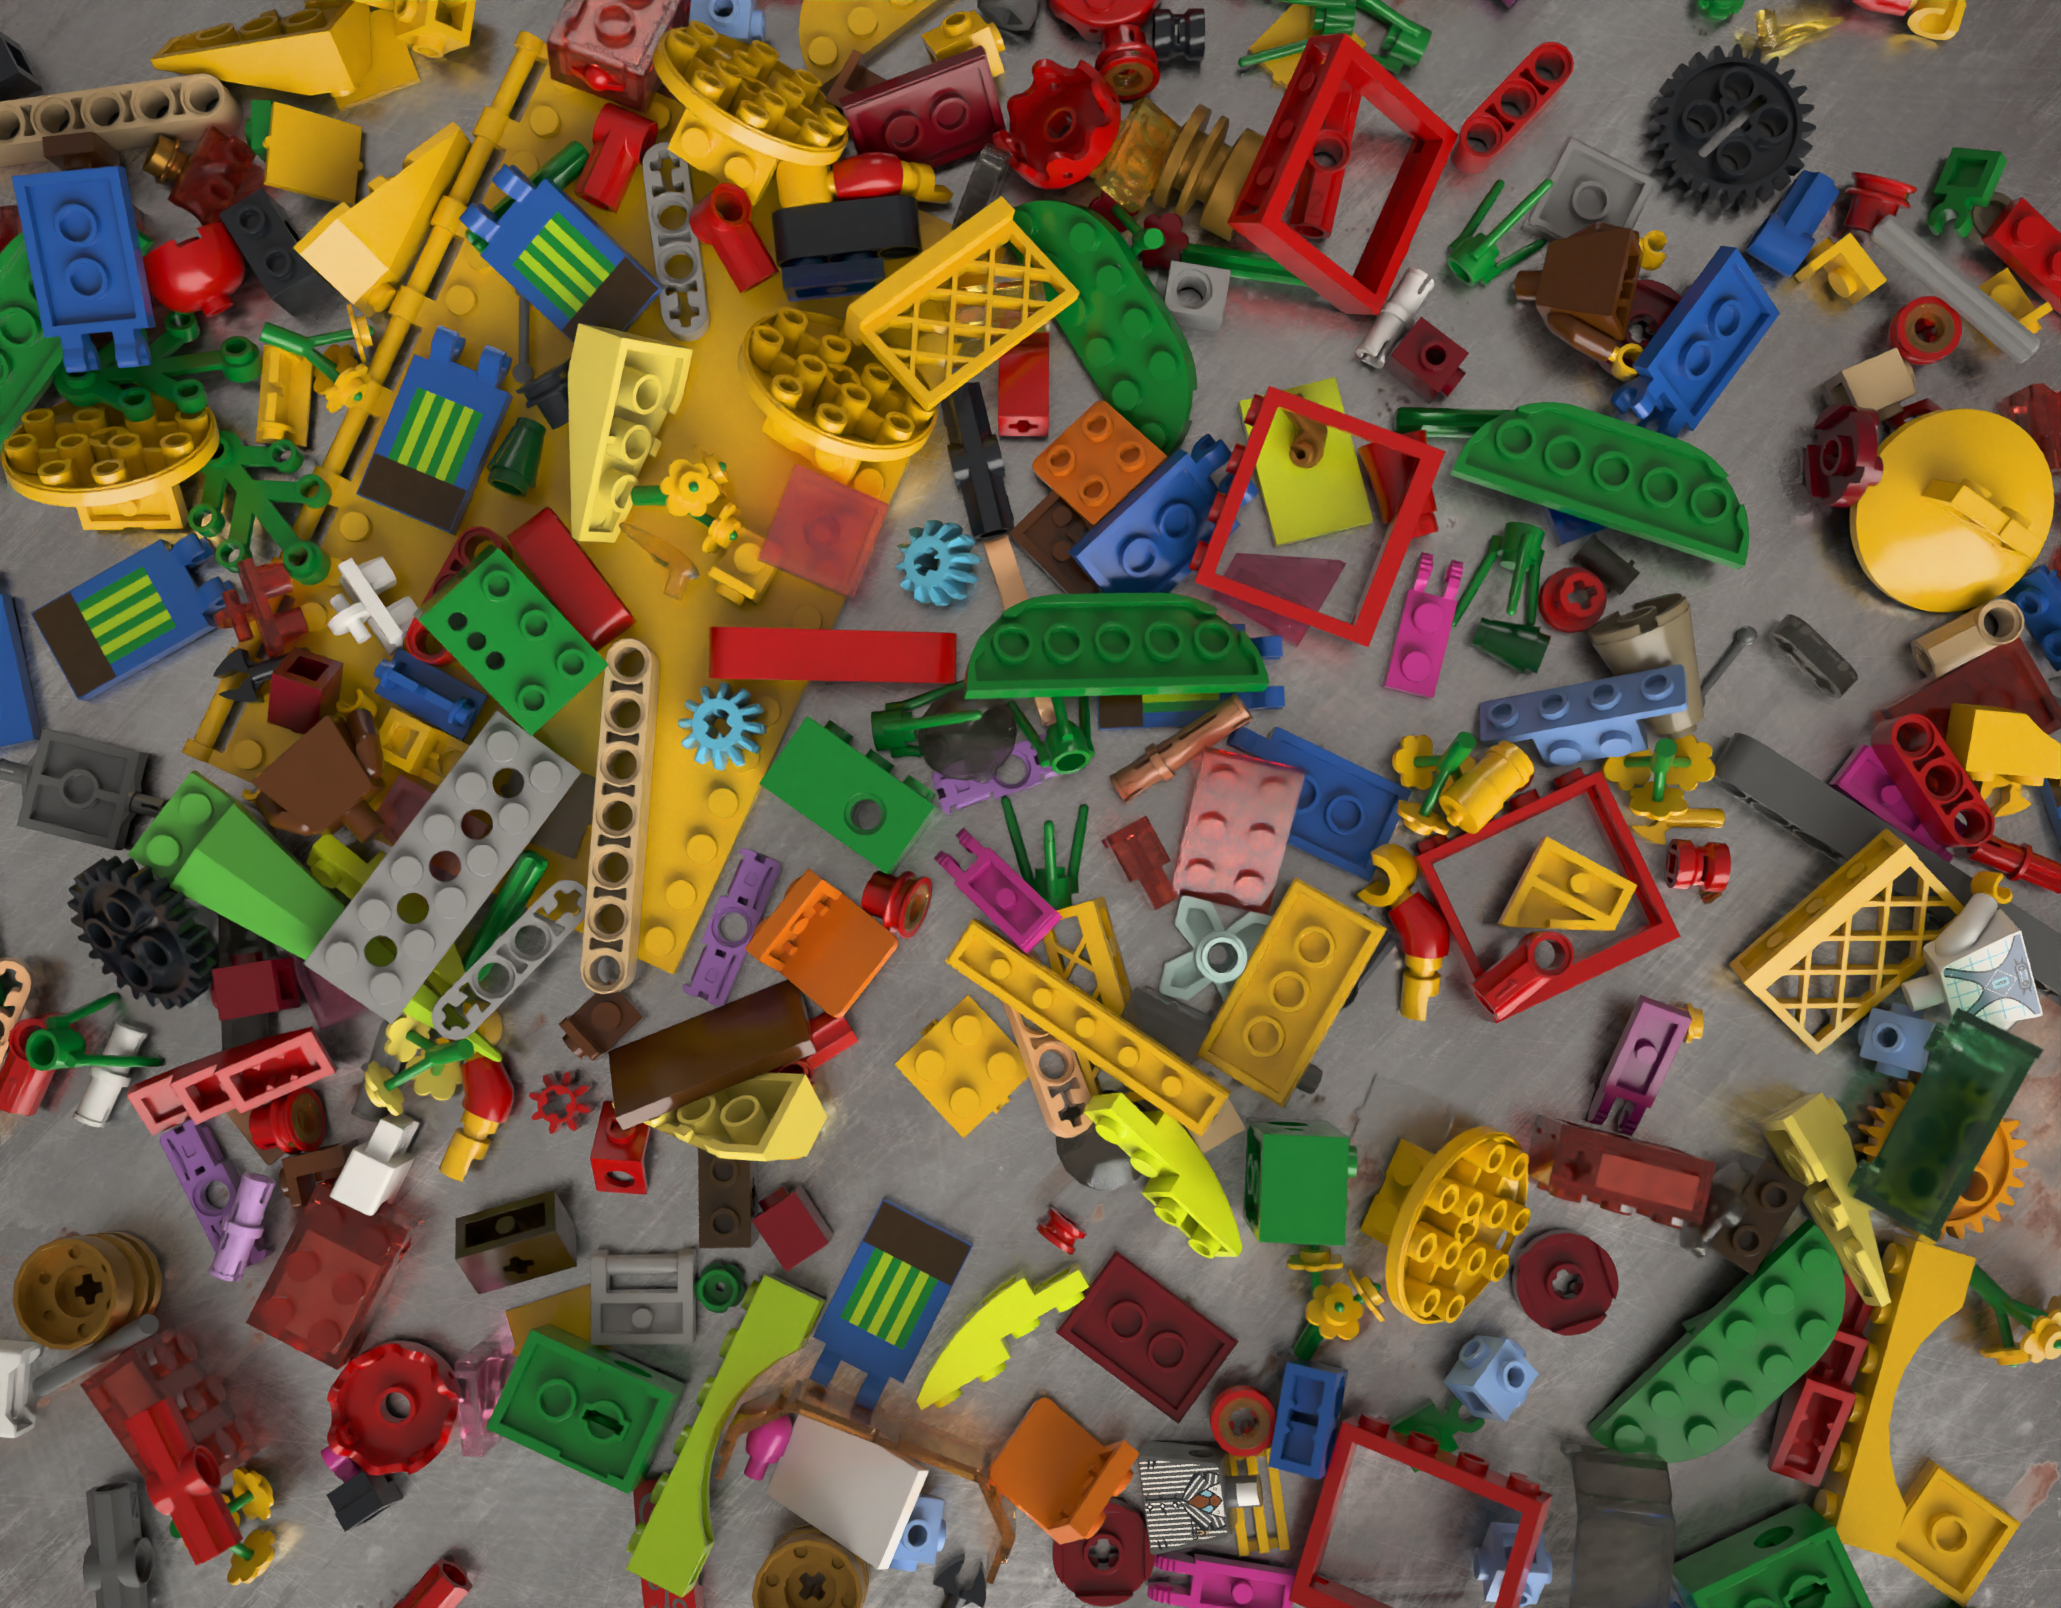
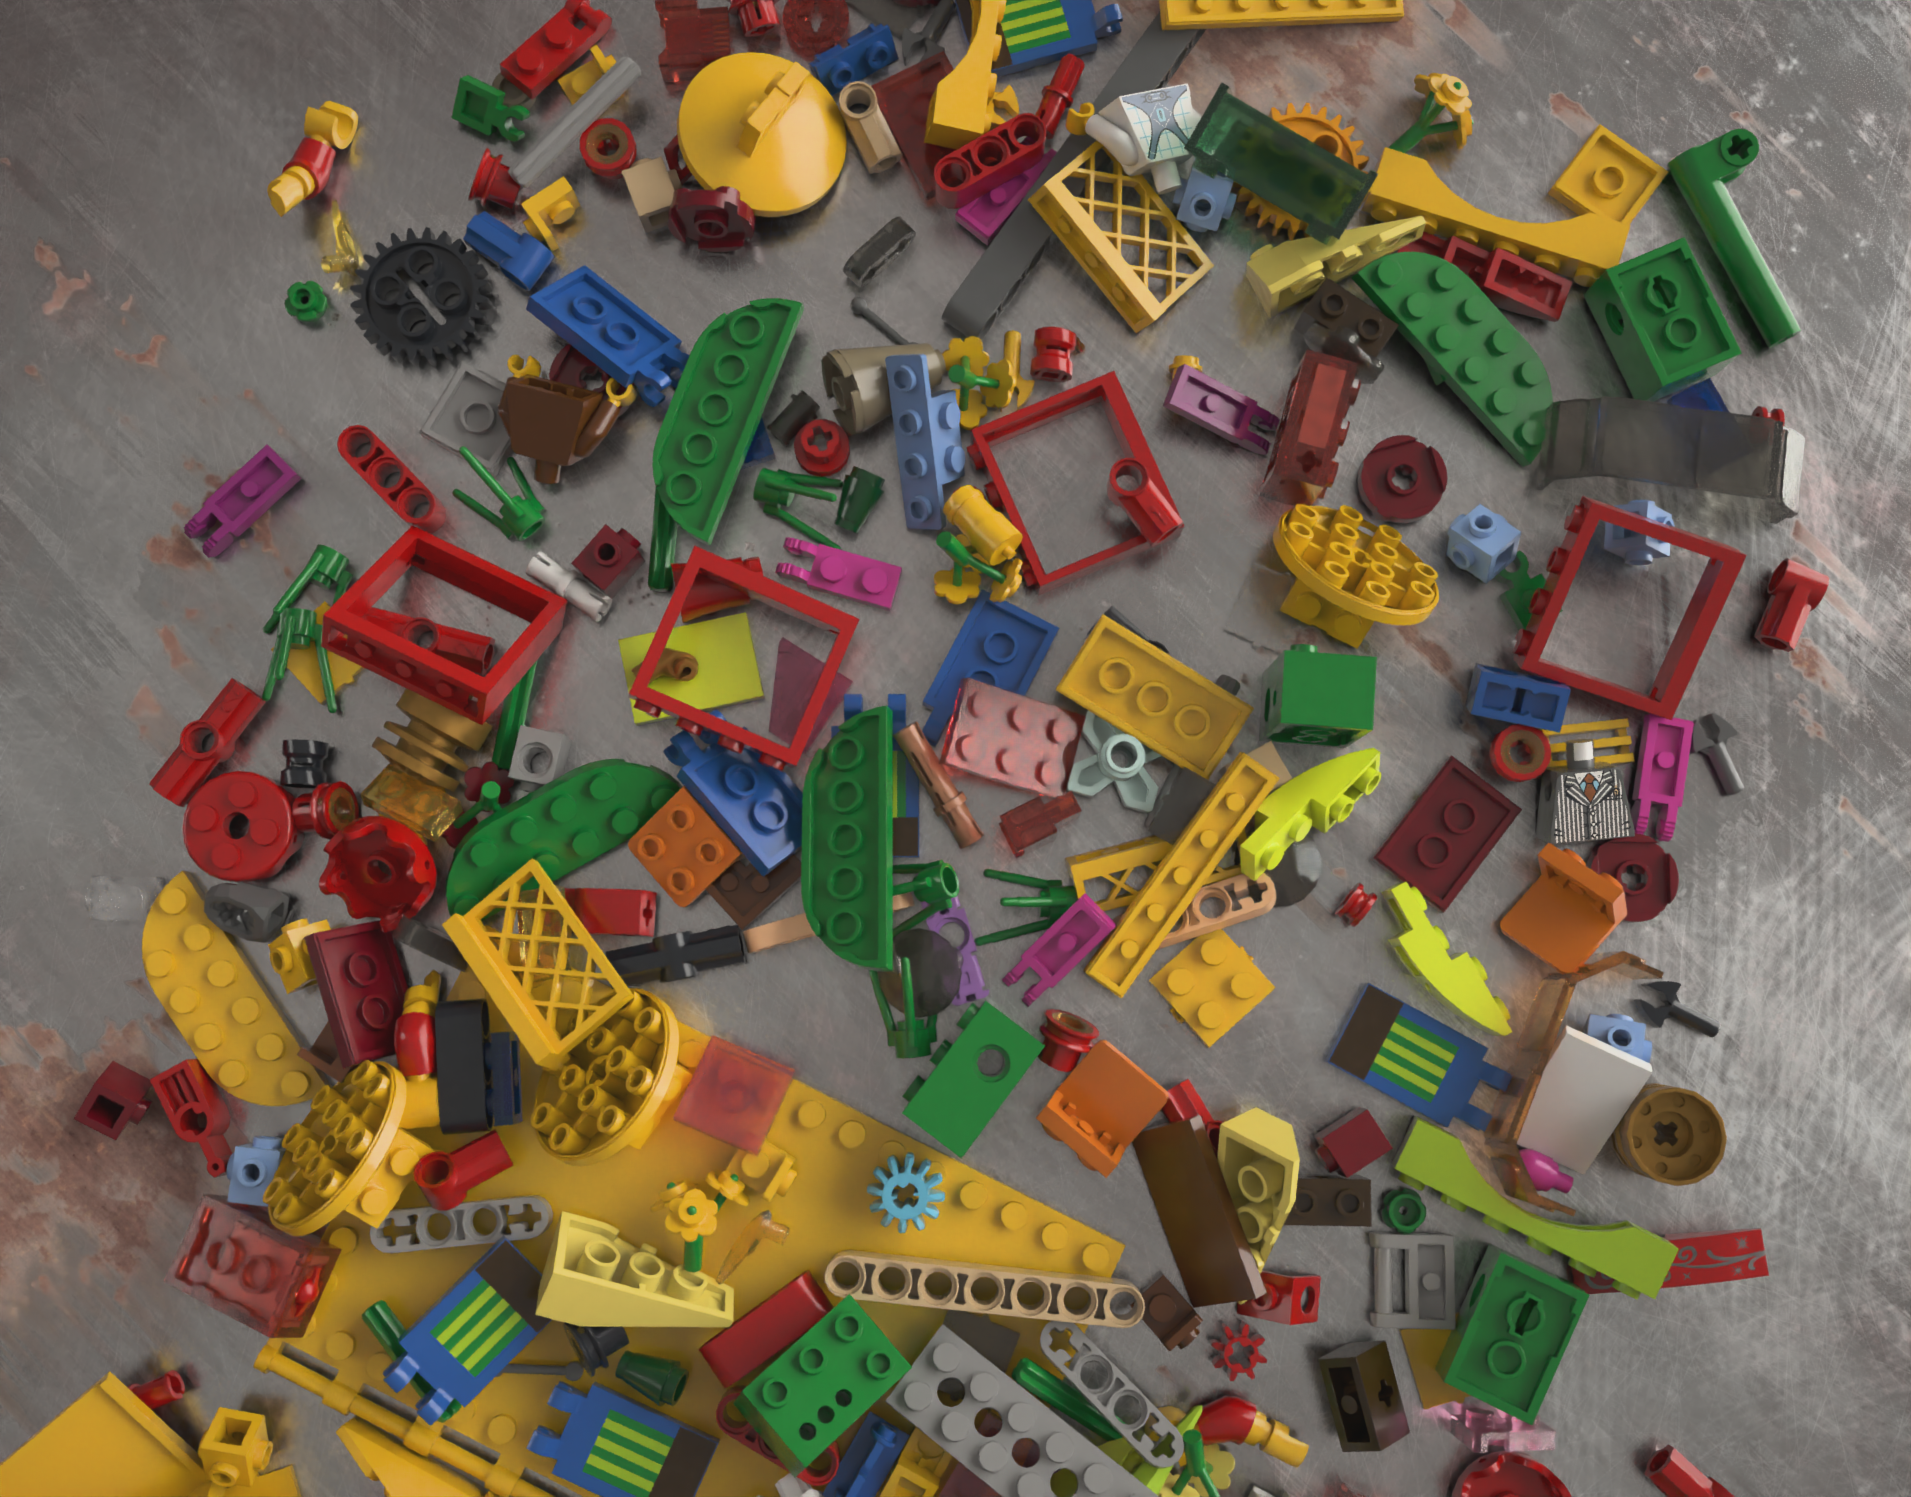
camera: 90 degrees left, 5 degrees down
(619, 146) = (371, 1274): red piece -> none
(723, 959) = (1057, 1174): medium lavender piece -> none
(832, 655) = (845, 1092): red beam -> none
(921, 558) = (766, 1008): medium azure gear -> none
(1335, 1308) = (1426, 672): yellow plant -> none
(1417, 922) = (1097, 587): yellow piece -> none
(1566, 893) = (1074, 462): yellow wing -> none

